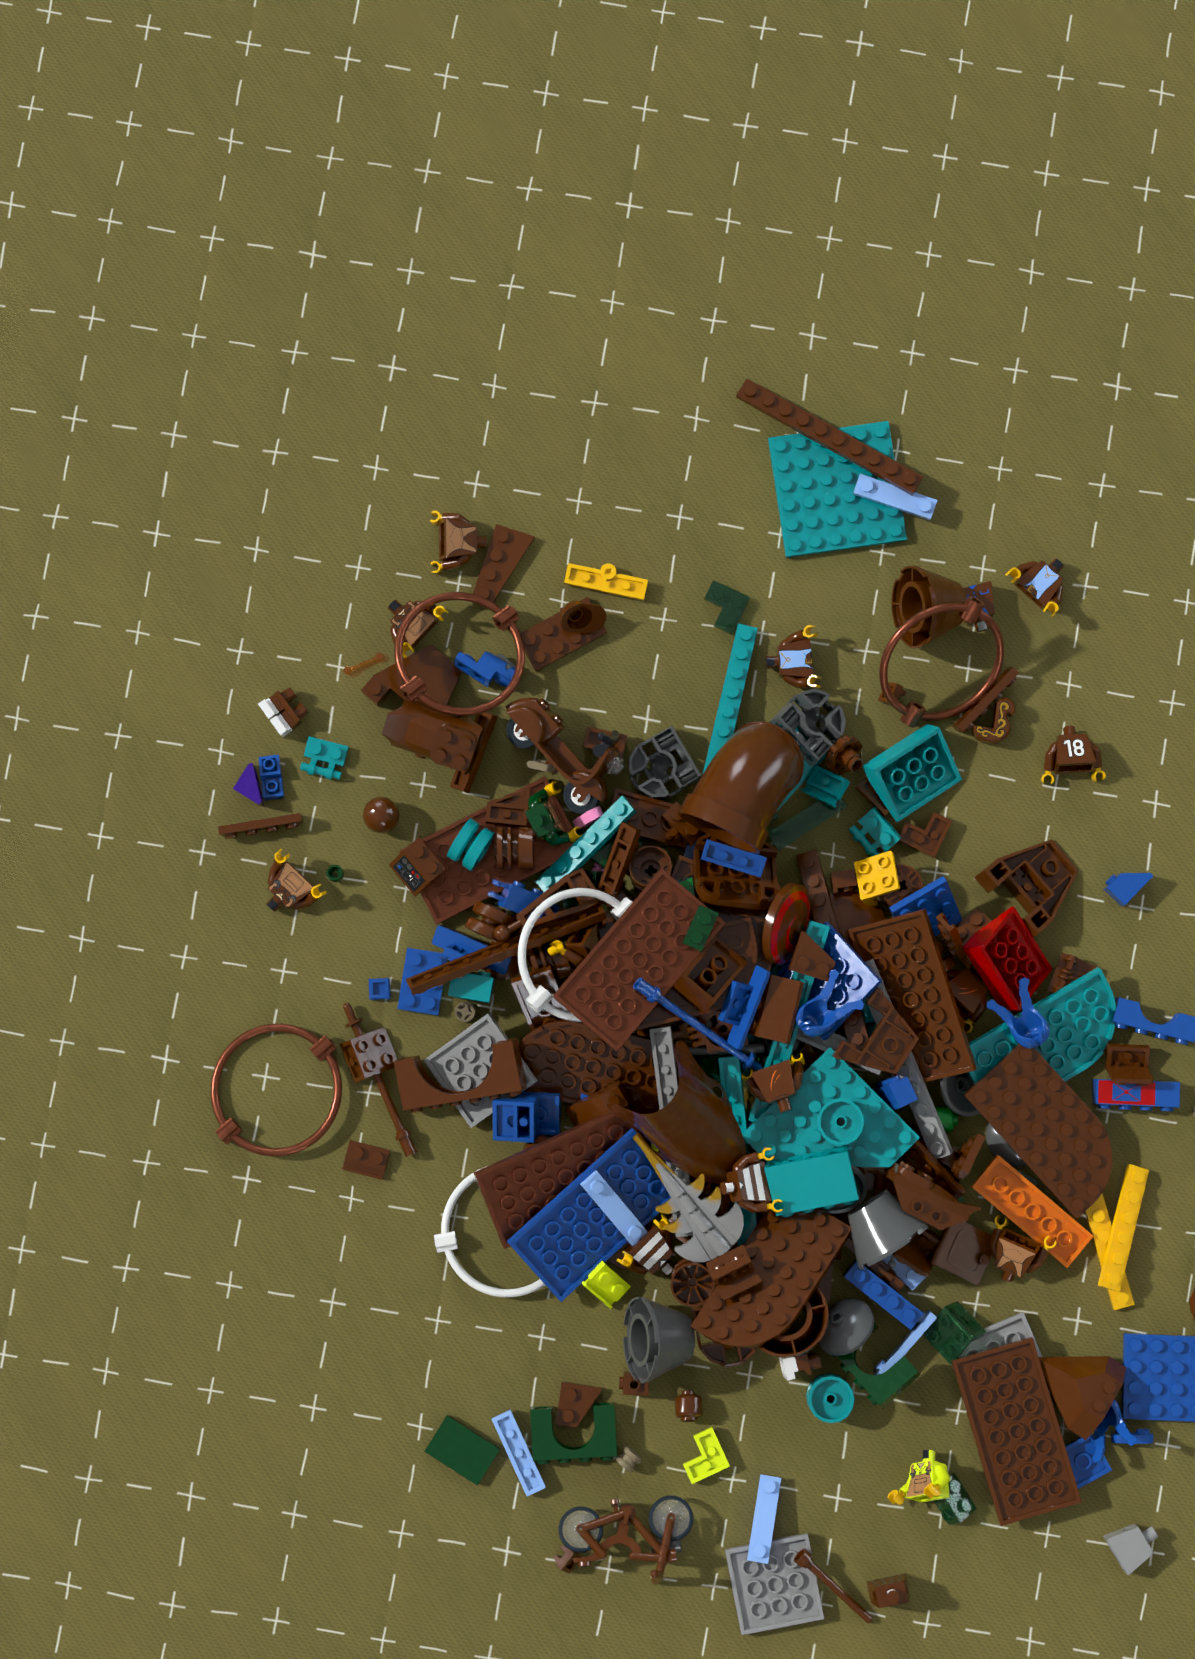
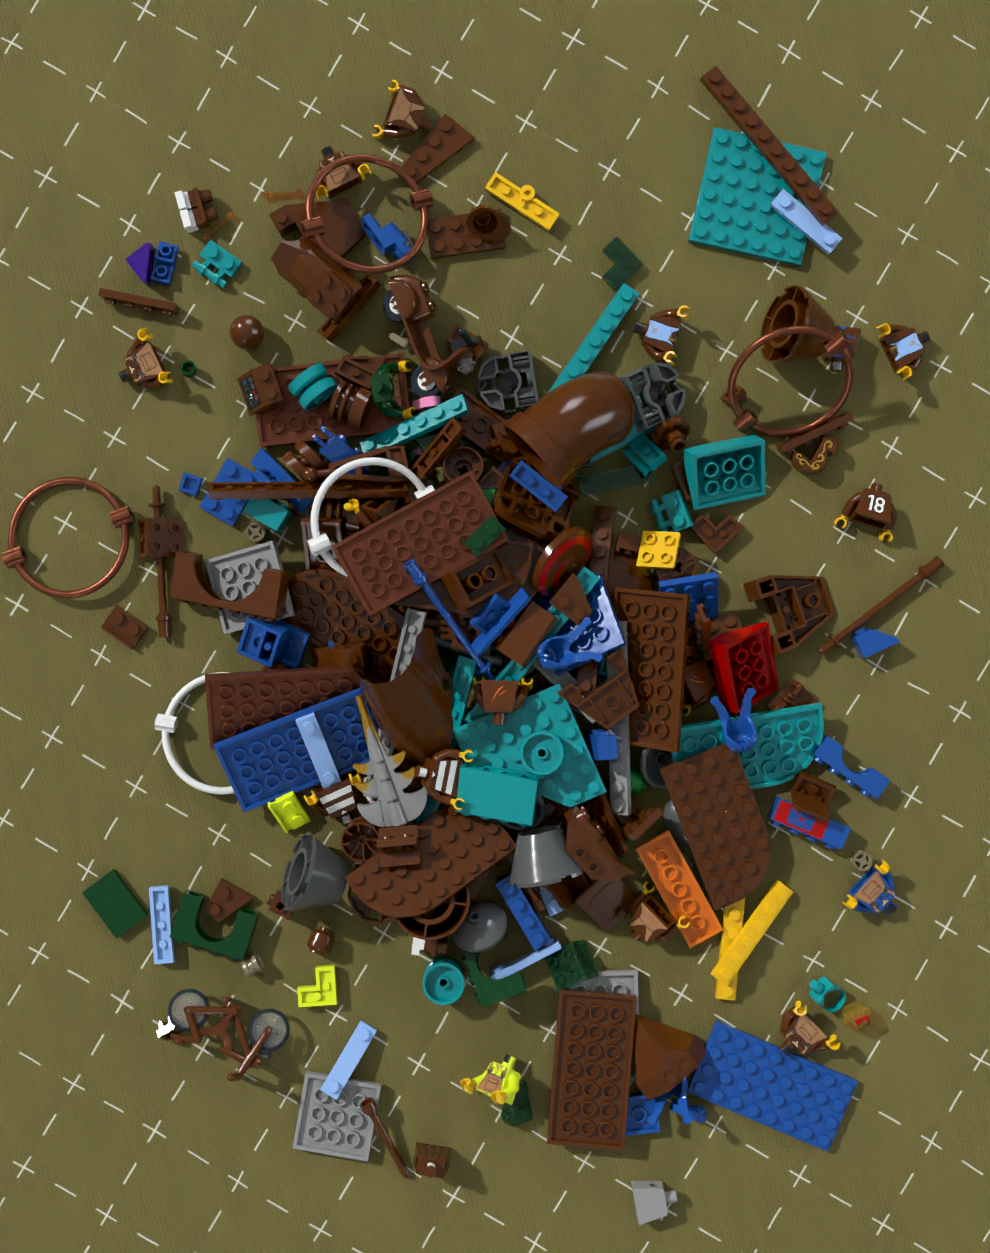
camera: 20 degrees right, 5 degrees up
(302, 735) = (206, 237): none -> clear orange hinge
(1151, 796) = (924, 572): none -> reddish brown bar

